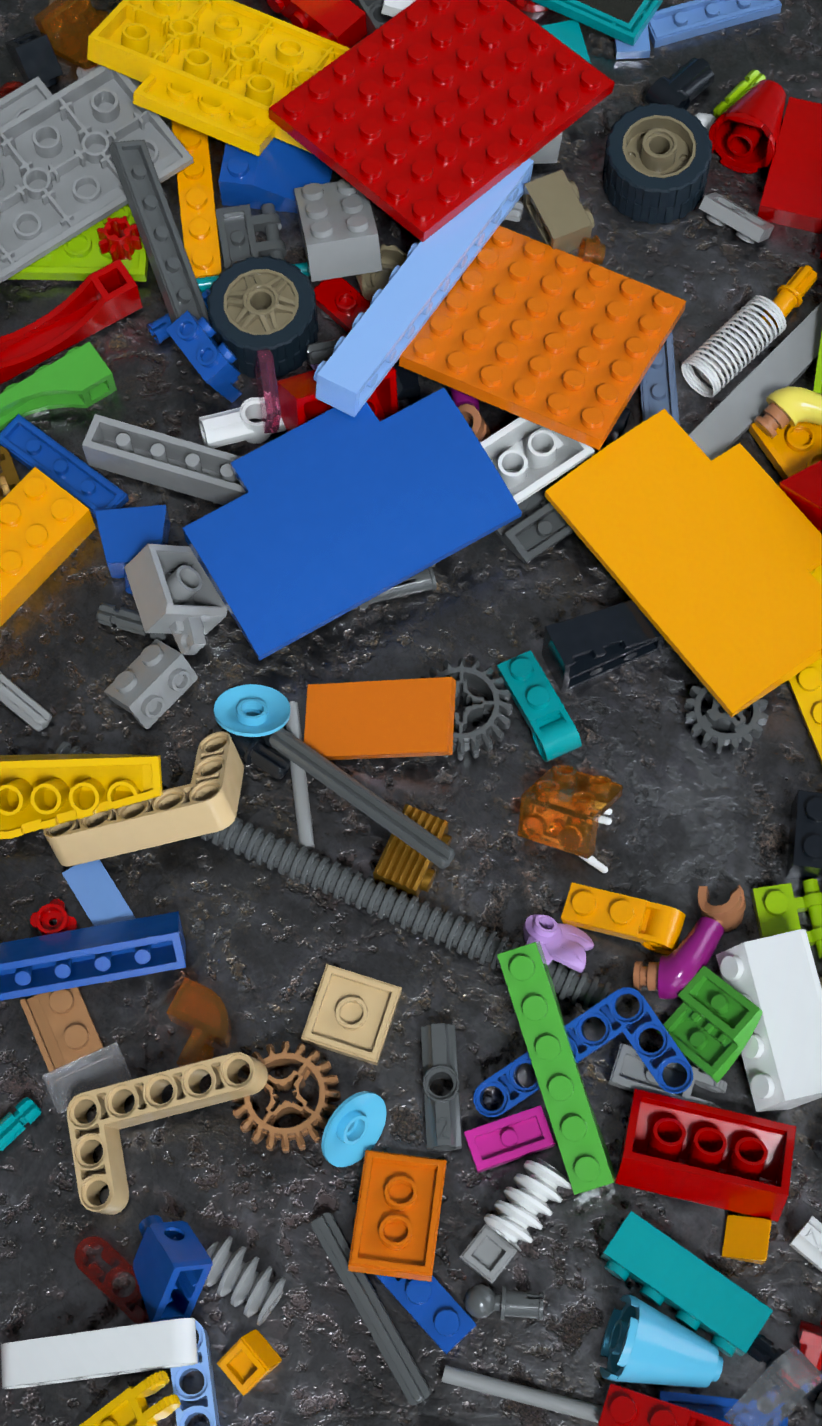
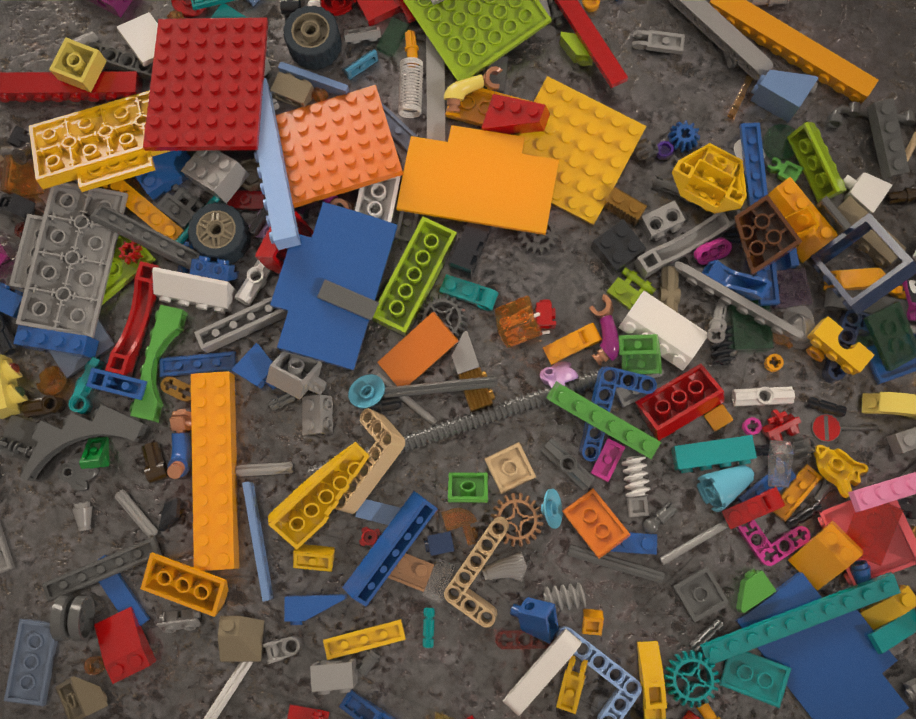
camera: 40 degrees left, 10 degrees up
(141, 1024) = (439, 543): none -> dark blue brick
(152, 361) = (193, 290): none -> white slope
(208, 1157) = (507, 567): none -> light grey piece
(259, 983) = (468, 488): none -> bright green slope
(268, 391) = (253, 262): clear pink tile -> none
(345, 551) = (347, 300): none -> dark grey tile
(442, 786) = (463, 356): none -> light grey slope
(478, 609) = (414, 276): none -> lime brick
(606, 226) = (316, 80): none -> medium blue tile
(622, 837) = (547, 313): none -> red brick
(693, 258) = (360, 64): none -> dark azure slope
(777, 258) = (392, 37): none -> clear green tile
(793, 1315) = (755, 421): none -> dark pink bush

